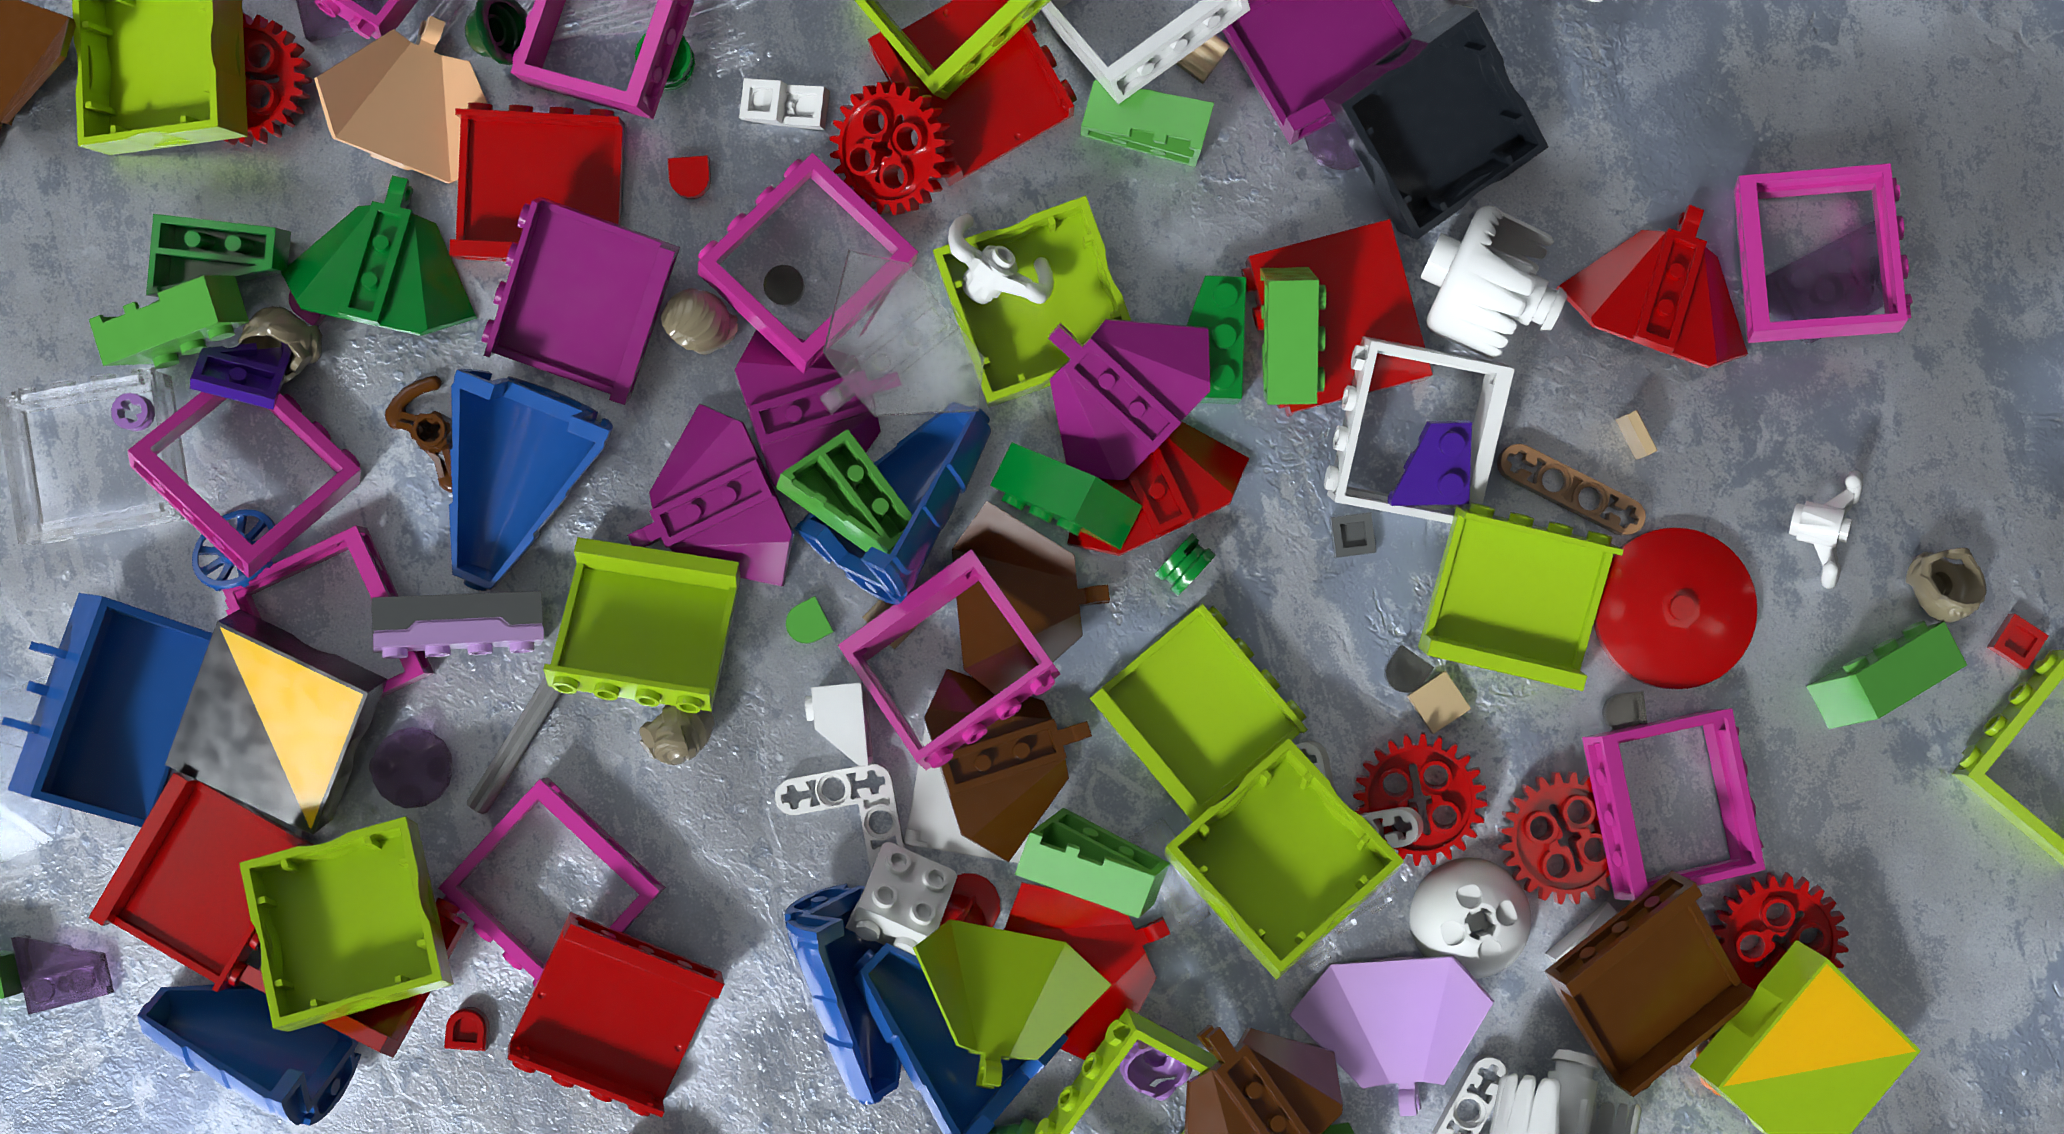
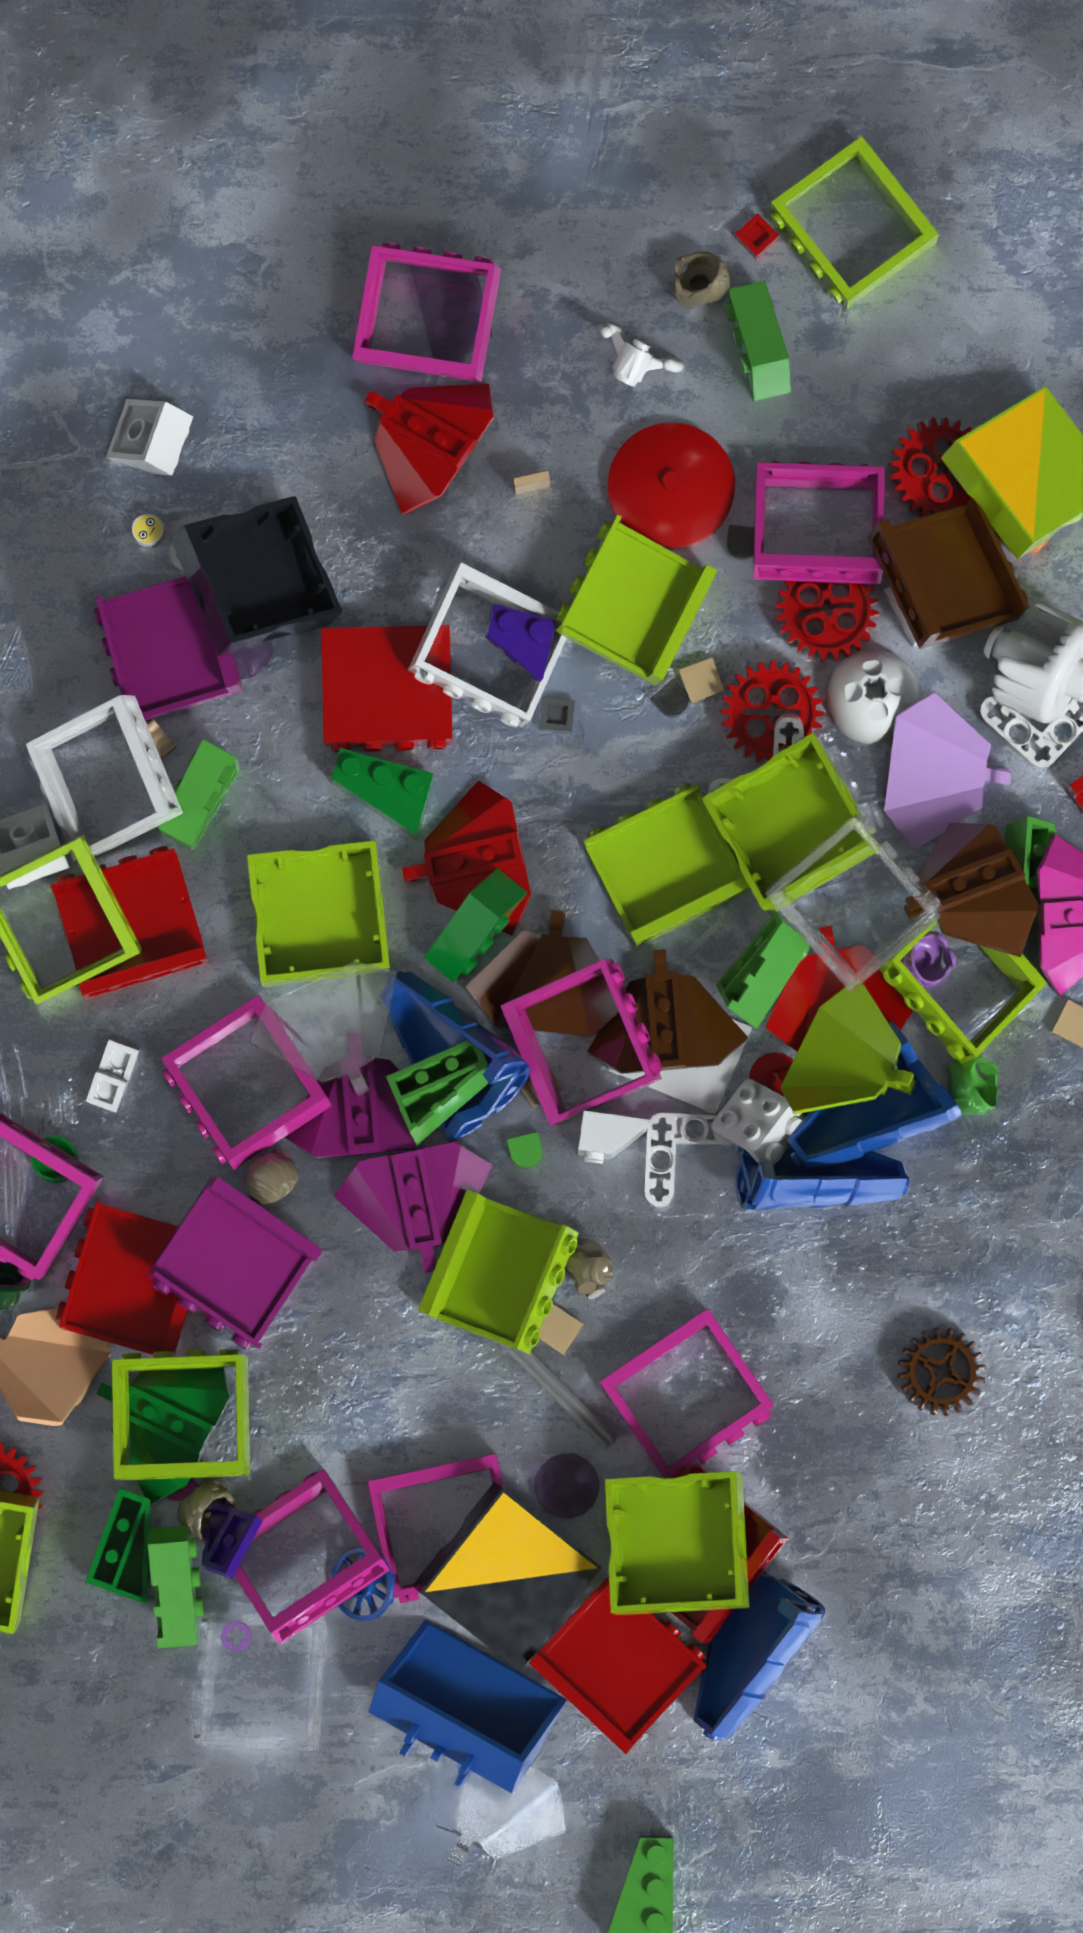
camera: 75 degrees left, 5 degrees down
(59, 974) = (664, 1803): clear purple wing -> none
(296, 233) = (166, 1361): none -> lime window
(429, 430) = (309, 1407): reddish brown piece -> none
(457, 622) = (462, 1417): piece -> none
(467, 1030) = (782, 1489): red tile -> none
(511, 468) = (354, 1345): blue cone -> none
(599, 716) = (559, 1329): none -> tan piece
(612, 1015) = (794, 1366): red panel -> none
(690, 176) = (151, 1162): red tile -> none
(784, 285) = (256, 1108): clear smoke tile -> none
(891, 147) = (192, 976): red gear -> none
(996, 269) = (287, 937): white piece -> none
(1126, 391) = (407, 858): magenta panel -> none
(1139, 926) = (817, 940): none -> clear window
(1185, 564) = (550, 847): green wheel -> none
(1292, 335) = (394, 722): bright green wedge -> none
(1490, 280) = (389, 565): white piece -> none
(1572, 485) = (563, 543): medium nougat beam -> none

